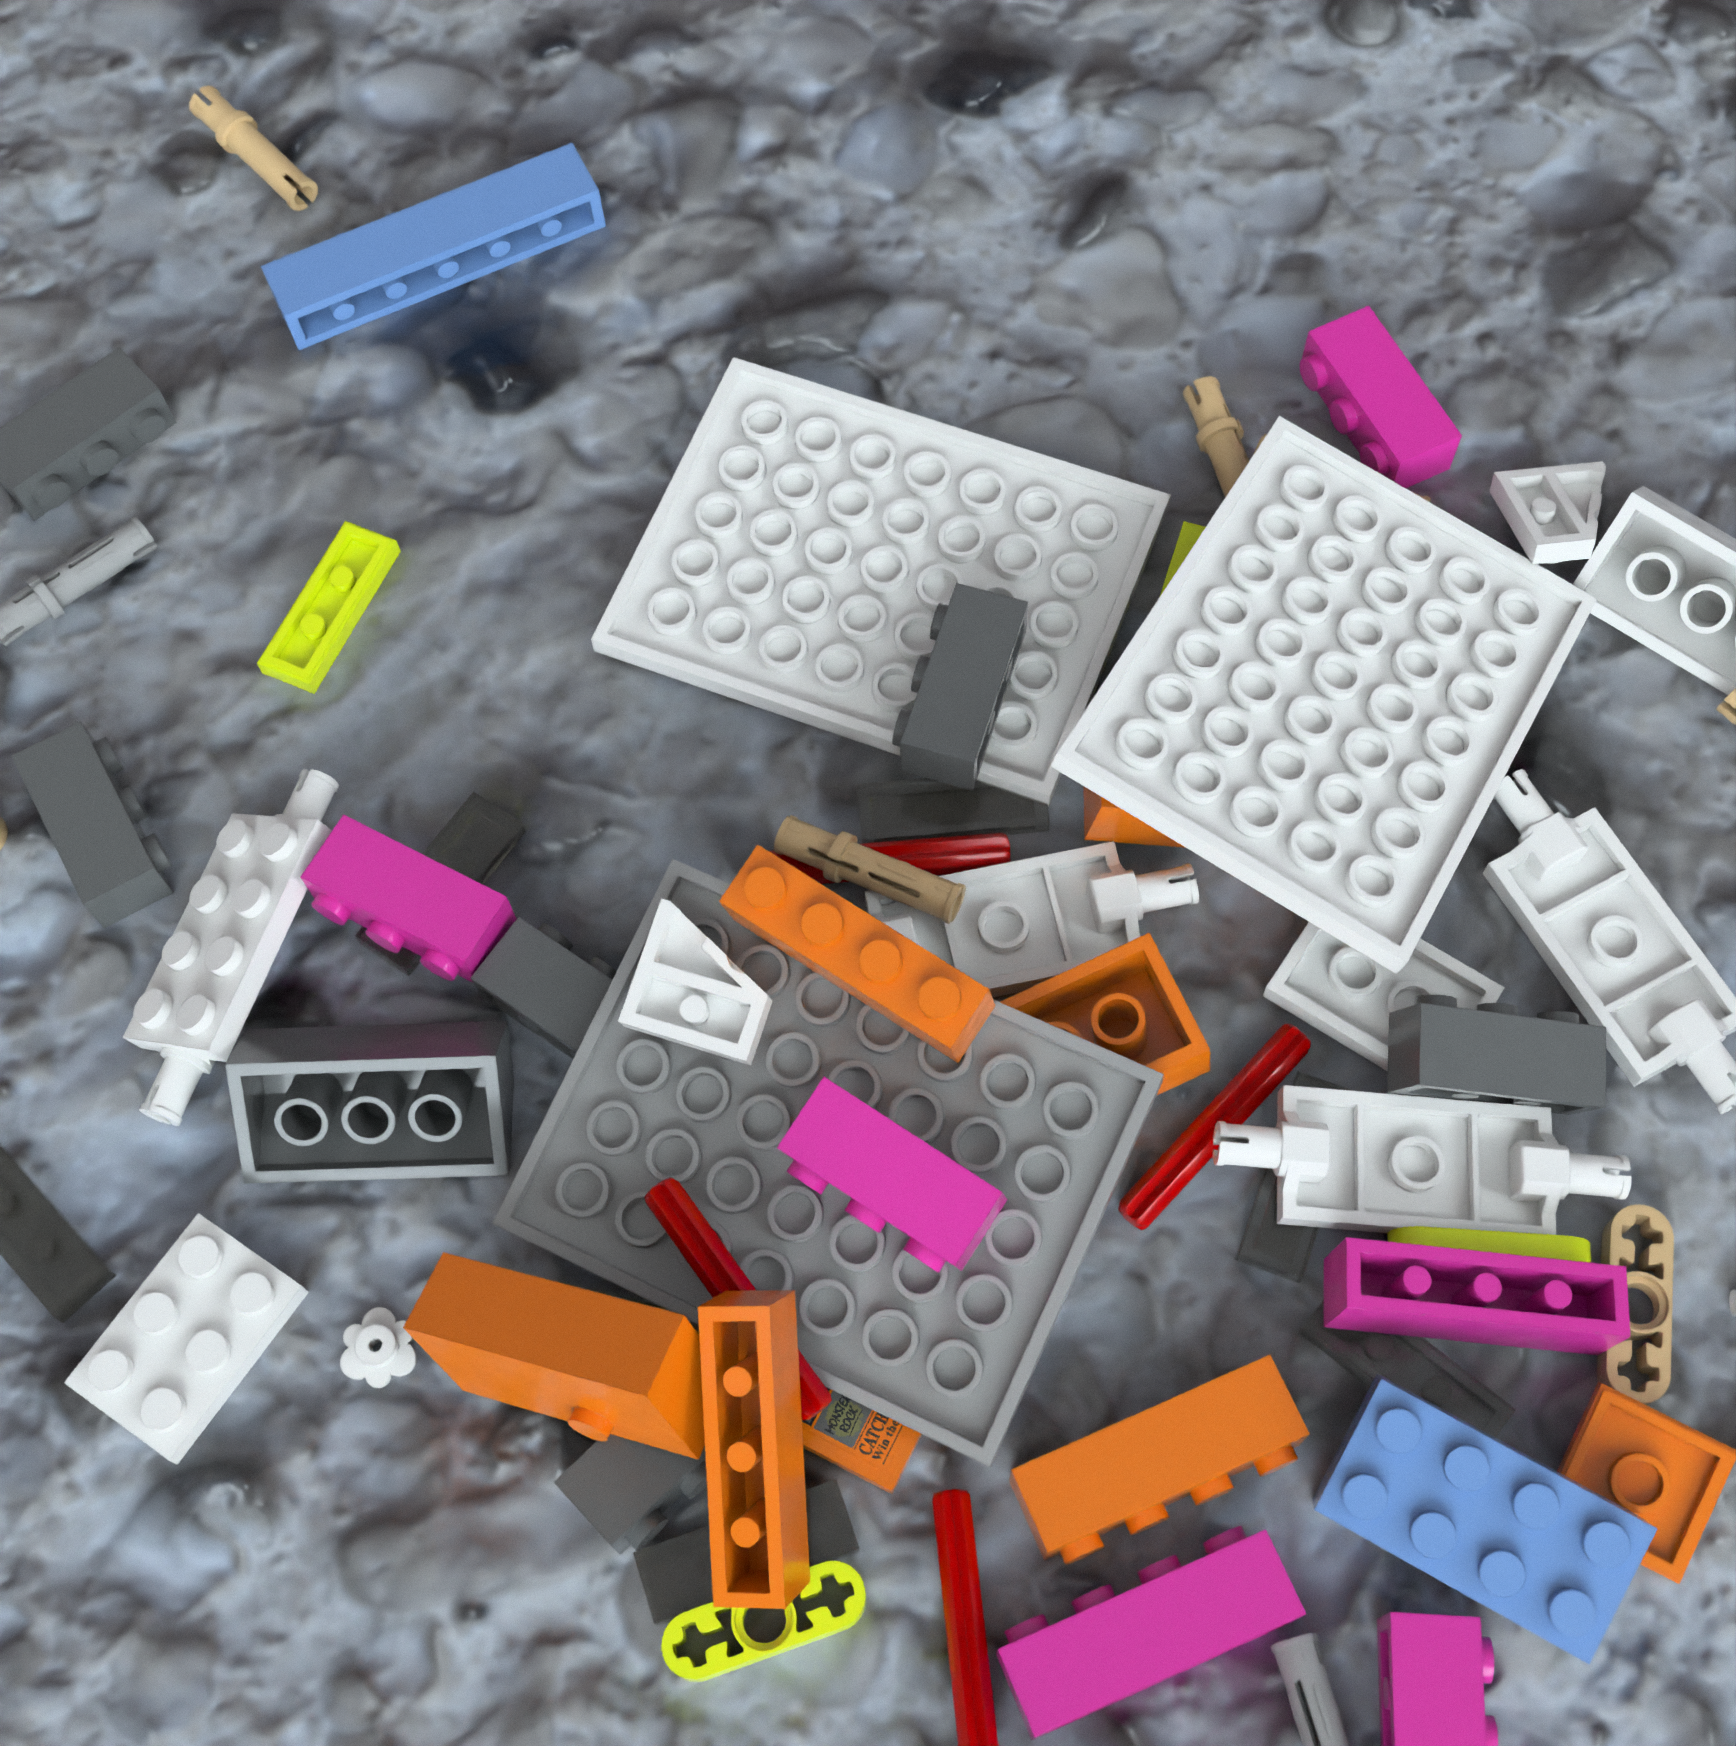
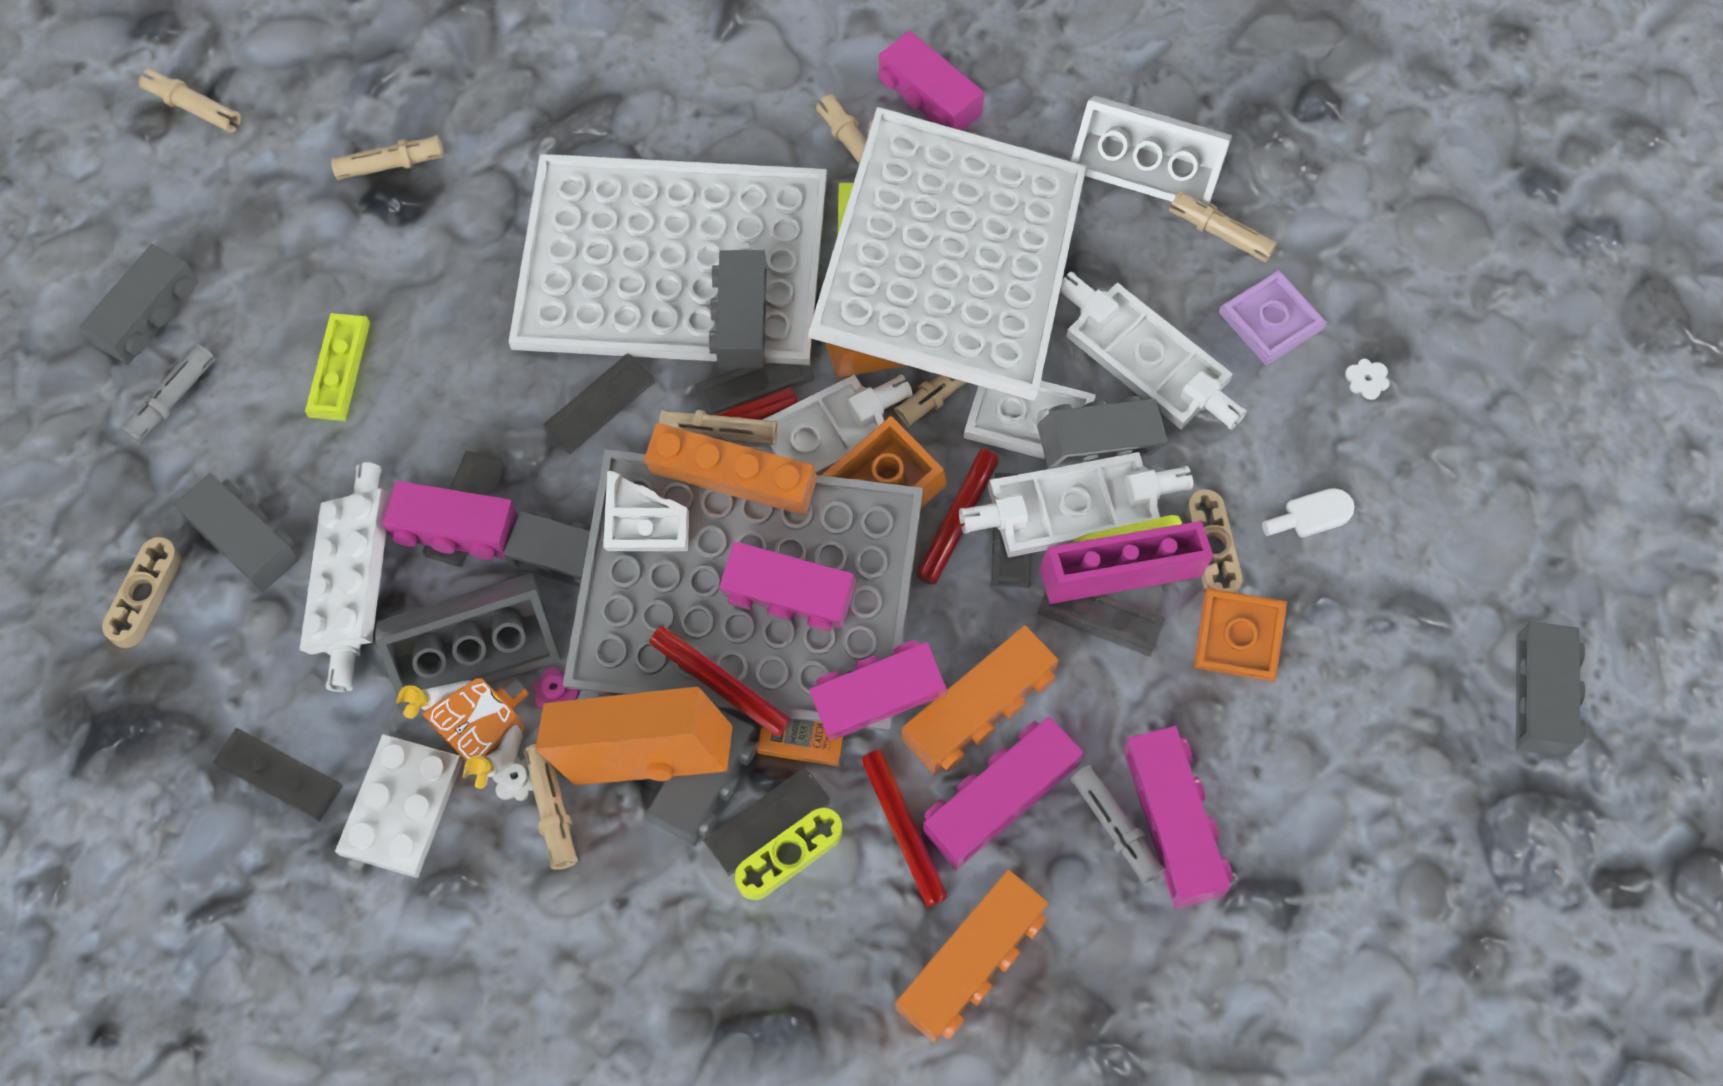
camera: 20 degrees left, 0 degrees up
(338, 1241) = (473, 721): none -> torso
(411, 1434) = (554, 821): none -> tan pin
(435, 246) = (328, 131): medium blue brick -> none
(465, 1228) = (542, 687): none -> dark pink plant
(507, 305) = (388, 157): none -> tan pin
(700, 773) = (598, 403): none -> clear smoke tile
(754, 1448) = (757, 753): orange brick -> none
(985, 1396) = (877, 689): none -> dark pink brick
(1189, 924) = (911, 410): none -> tan pin
(1484, 1518) = (1162, 674): medium blue brick -> none
(1552, 509) = (1046, 121): white wing -> none

